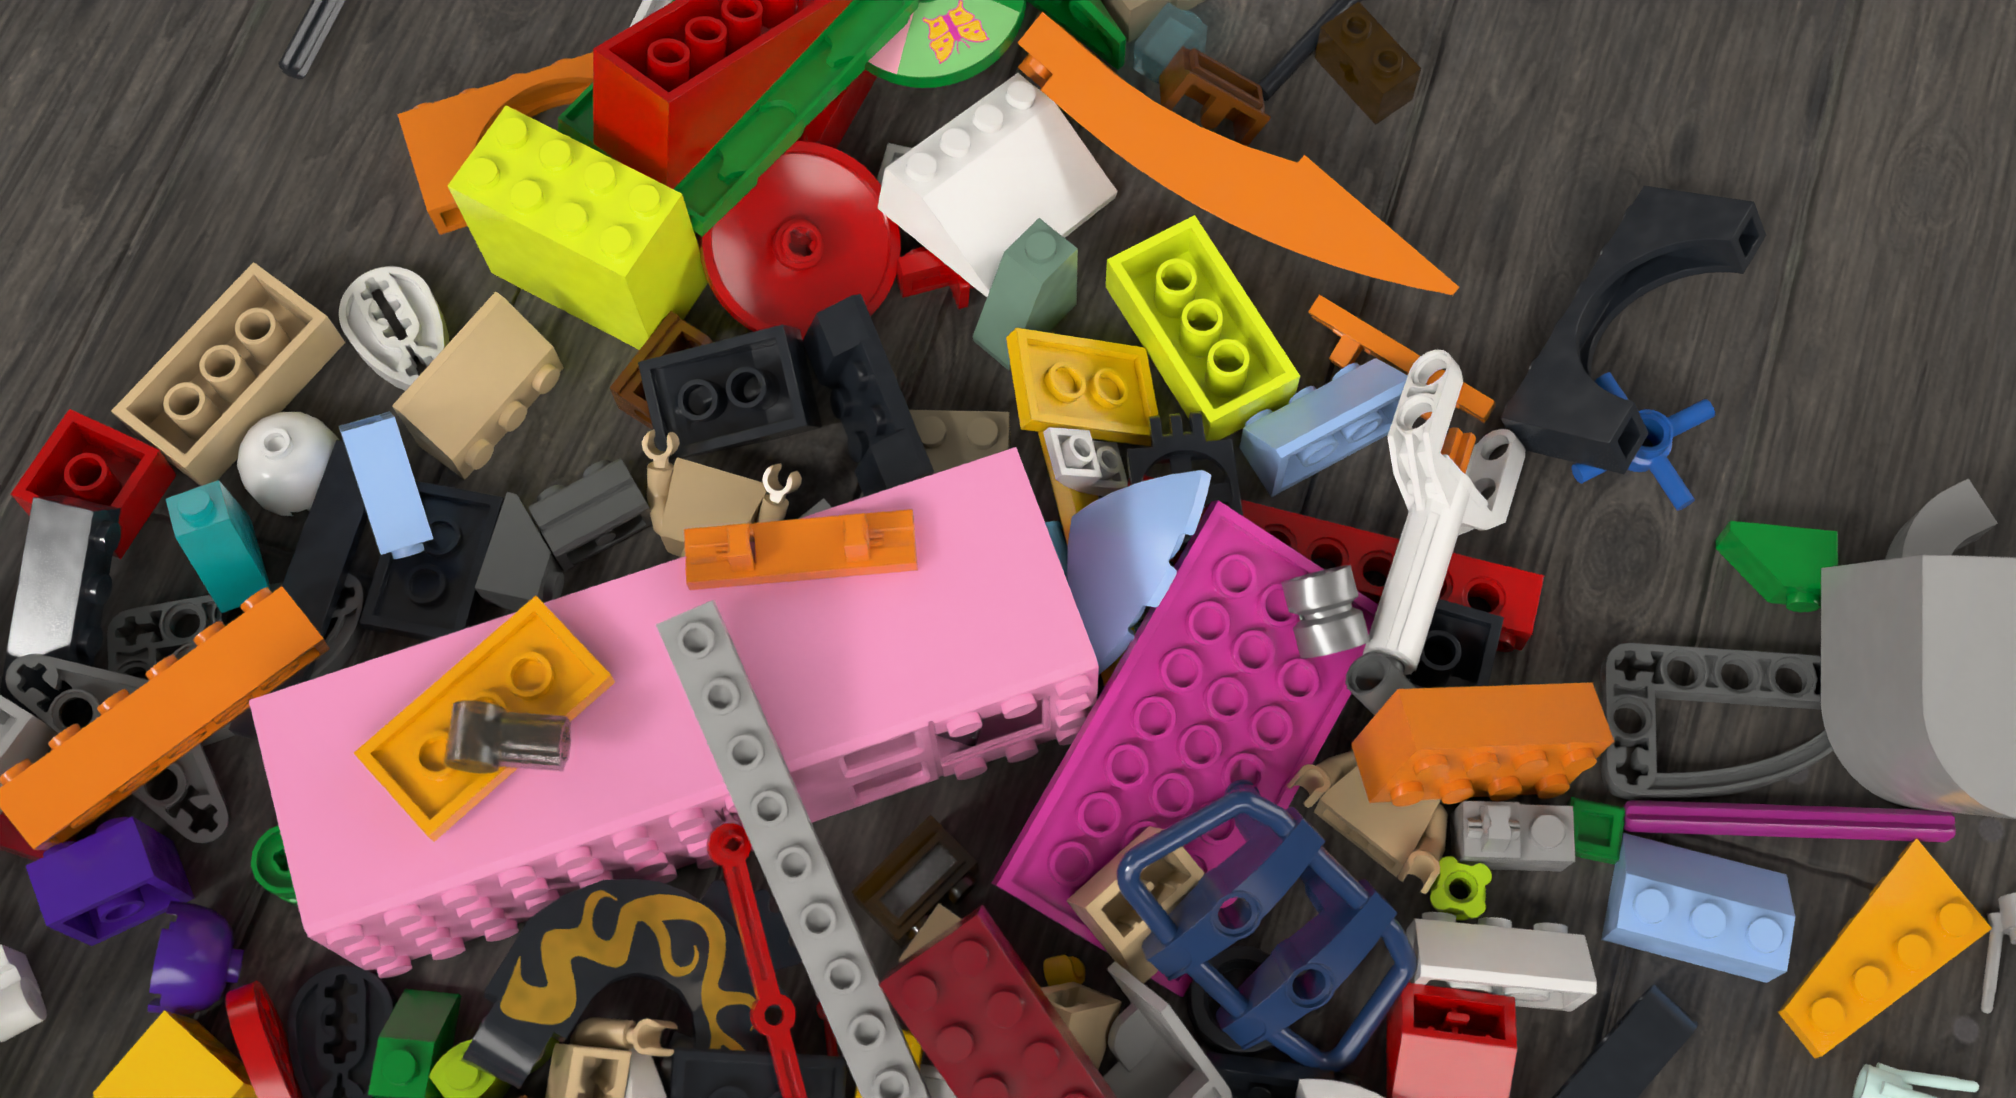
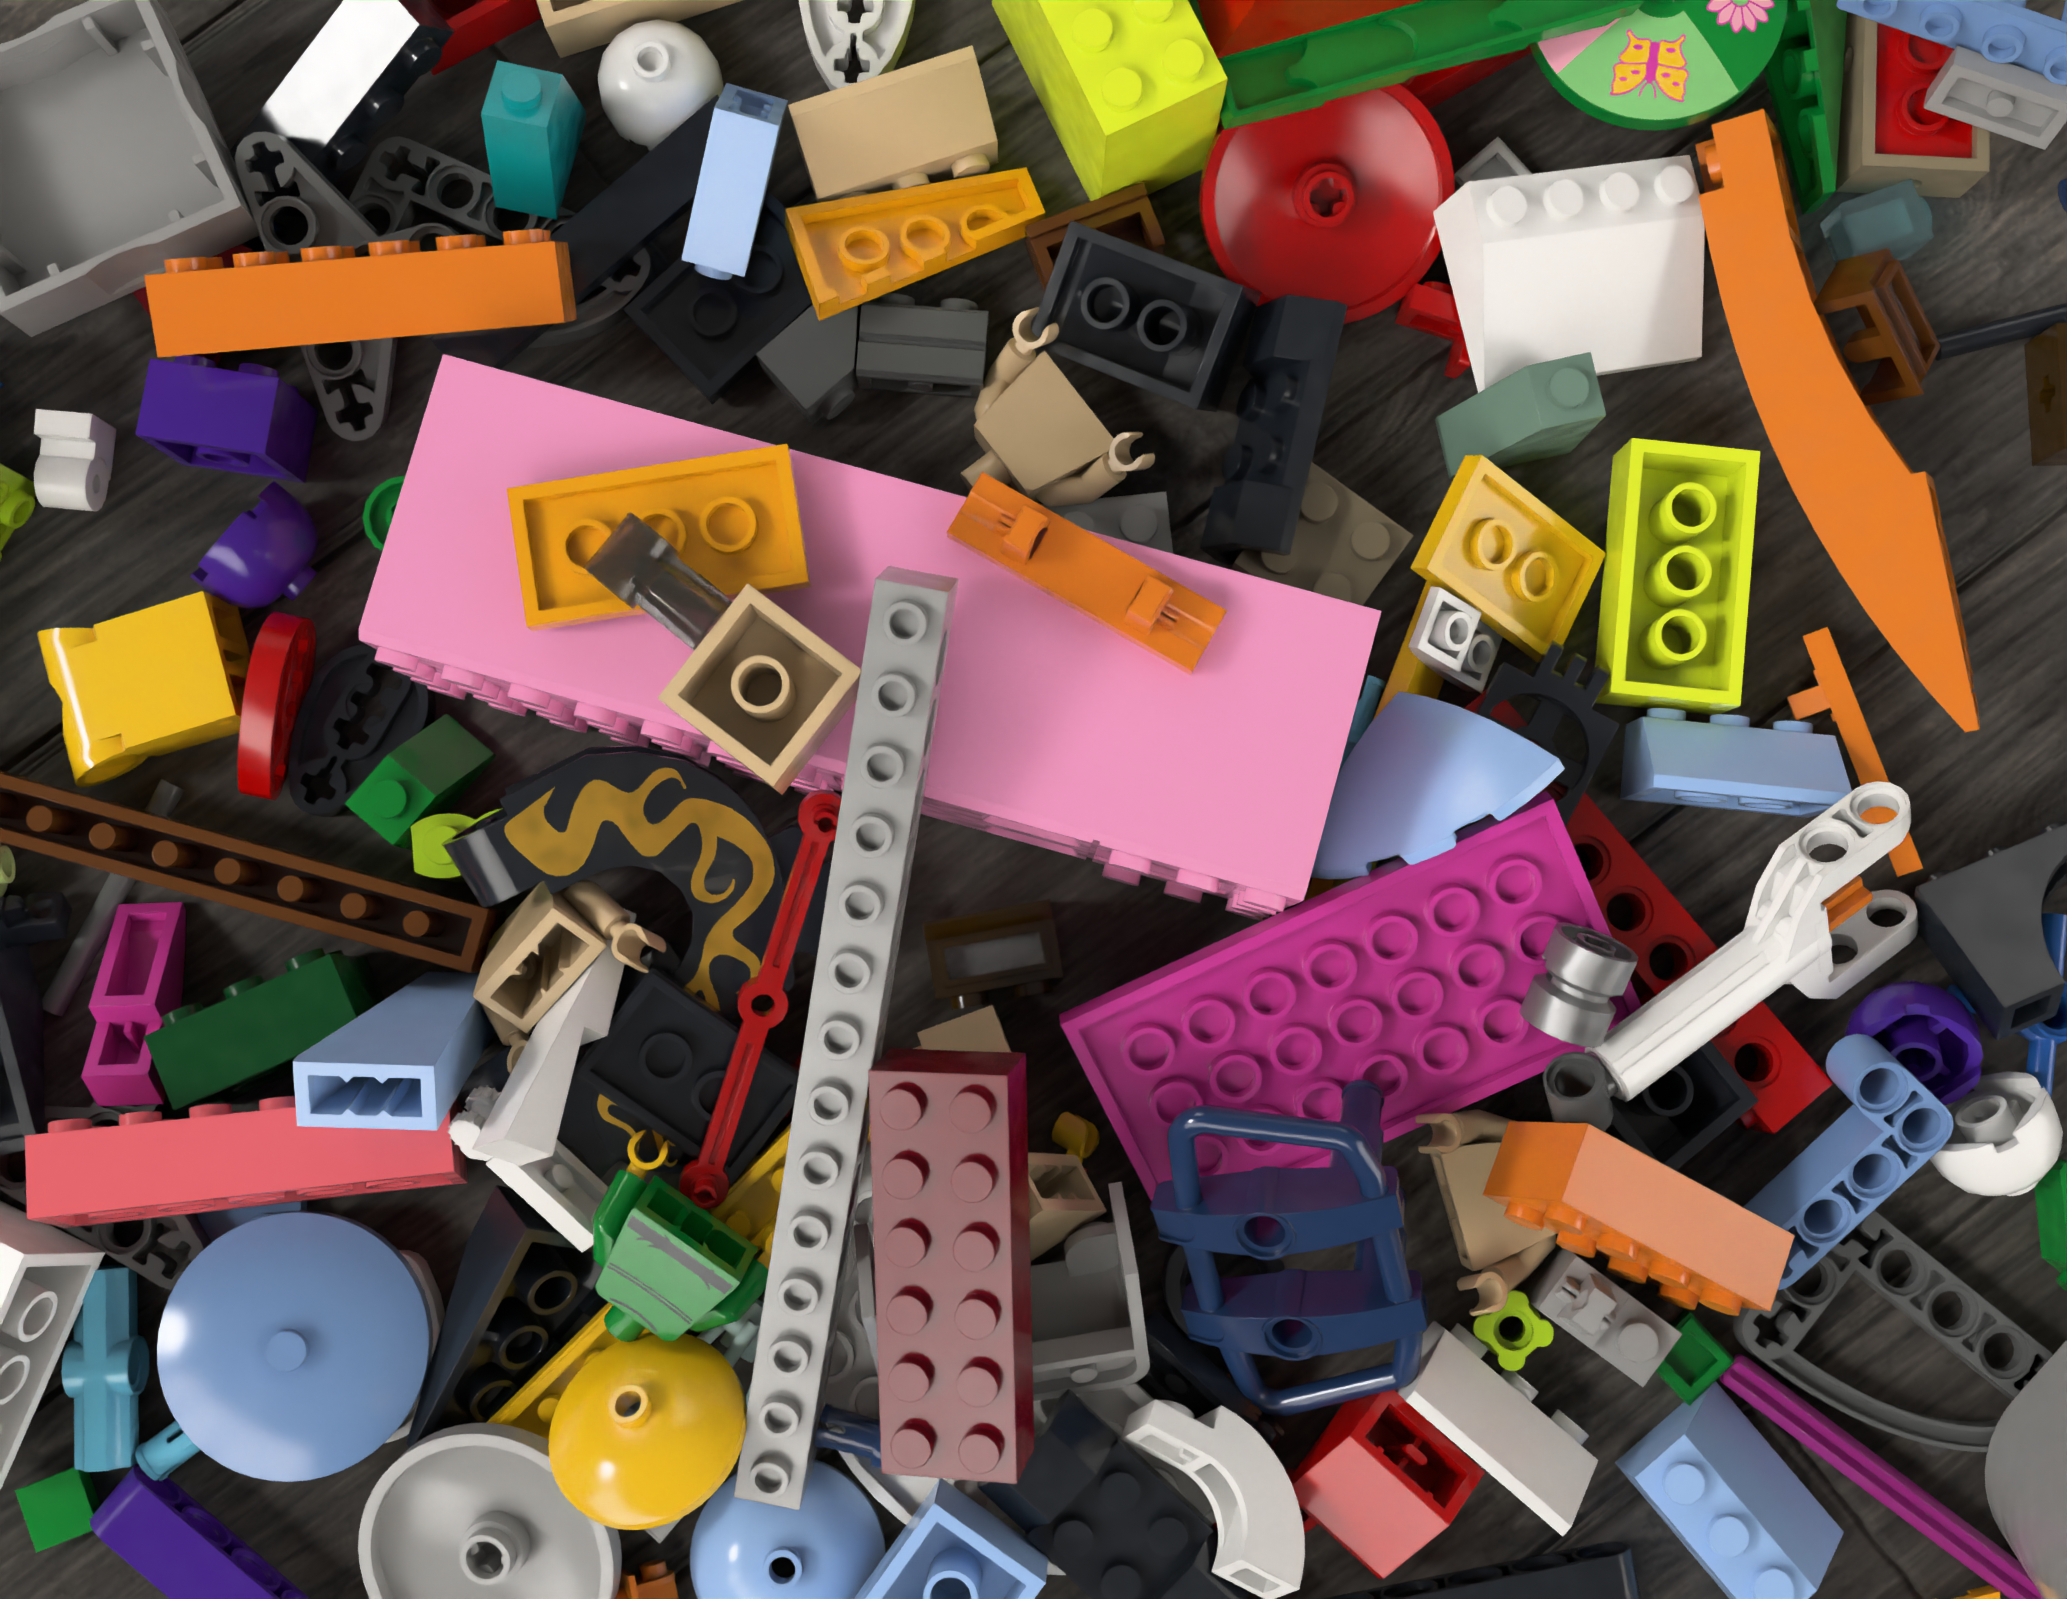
camera: 30 degrees right, 15 degrees up
(523, 452) = (896, 237): none -> light orange wing
(627, 764) = (764, 688): none -> tan brick
(1115, 920) = (1154, 1104): tan slope -> none
(1577, 518) = (1926, 1033): none -> dark purple cylinder
(1587, 584) = (1830, 1168): none -> medium blue beam
(1675, 540) = (2001, 1136): none -> white cylinder

